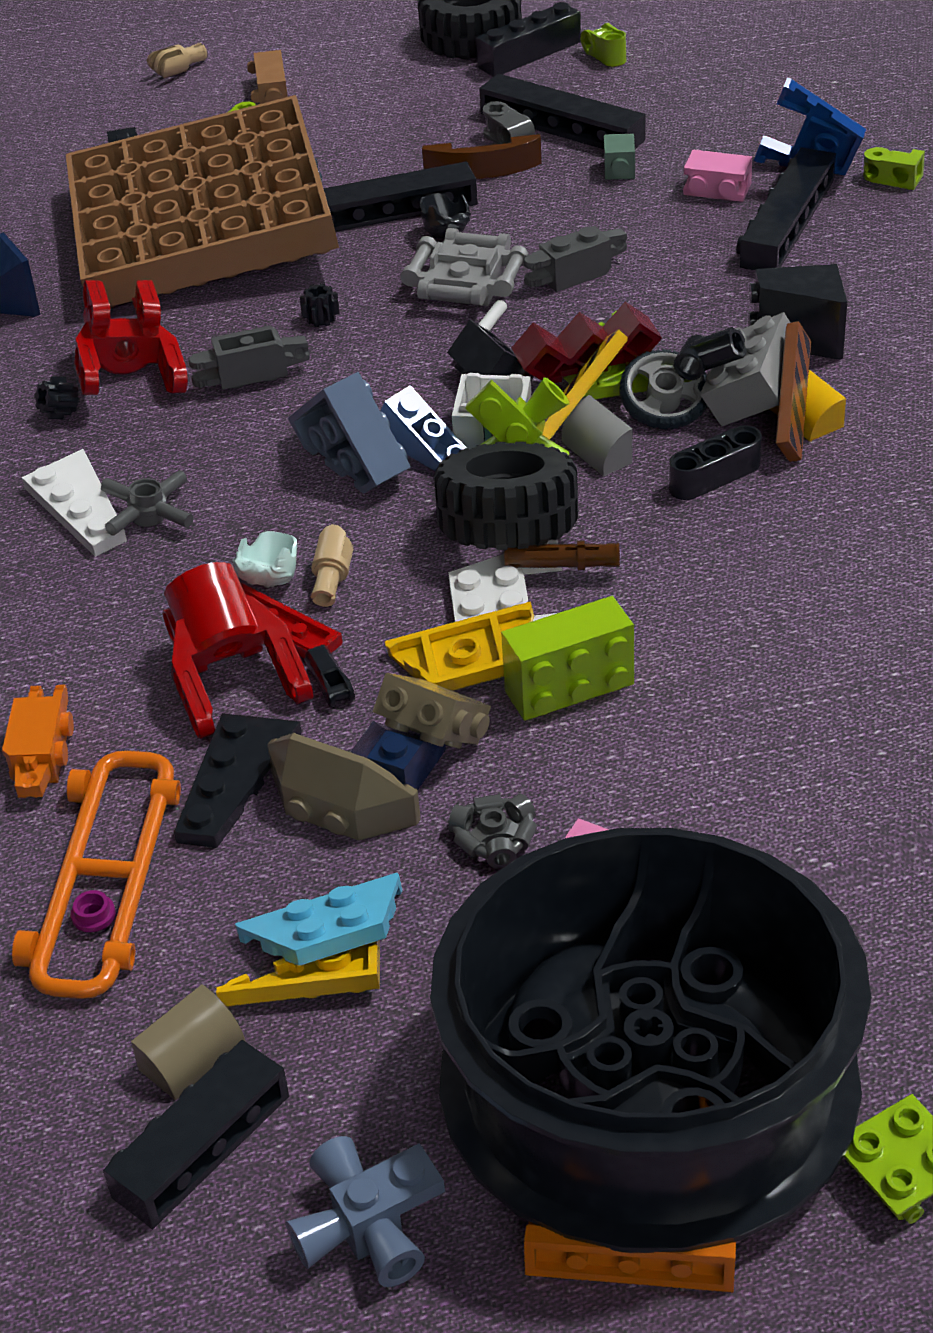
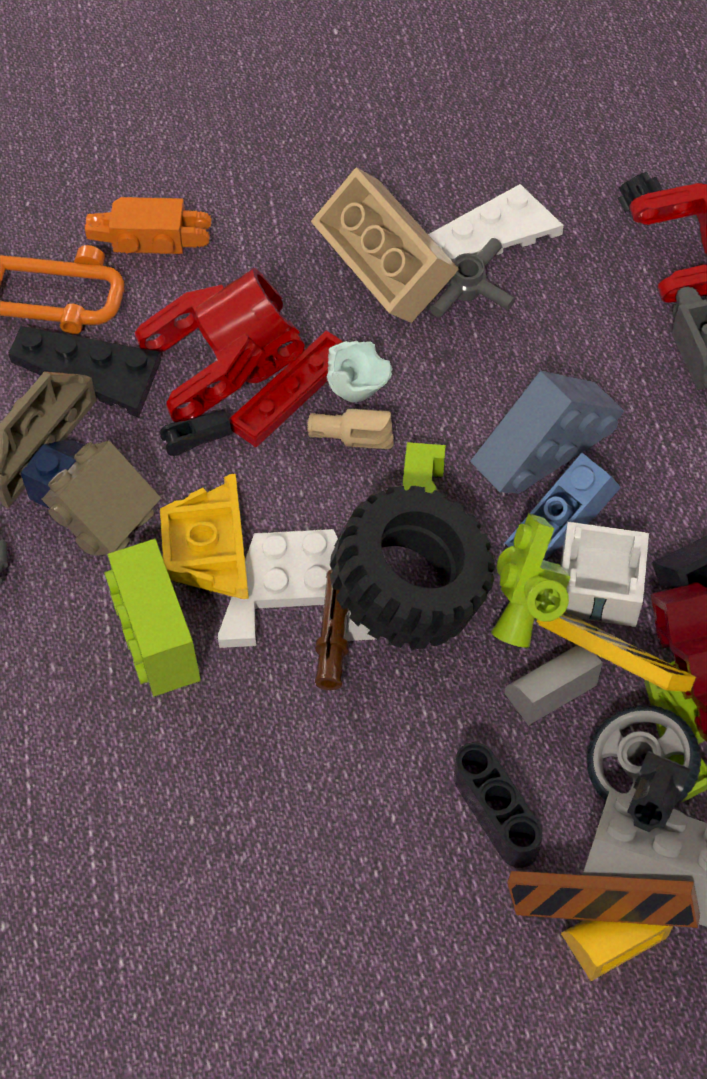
camera: 90 degrees right, 15 degrees up
(109, 541) = (384, 245): none -> tan brick
(392, 522) = (423, 463): none -> lime leg

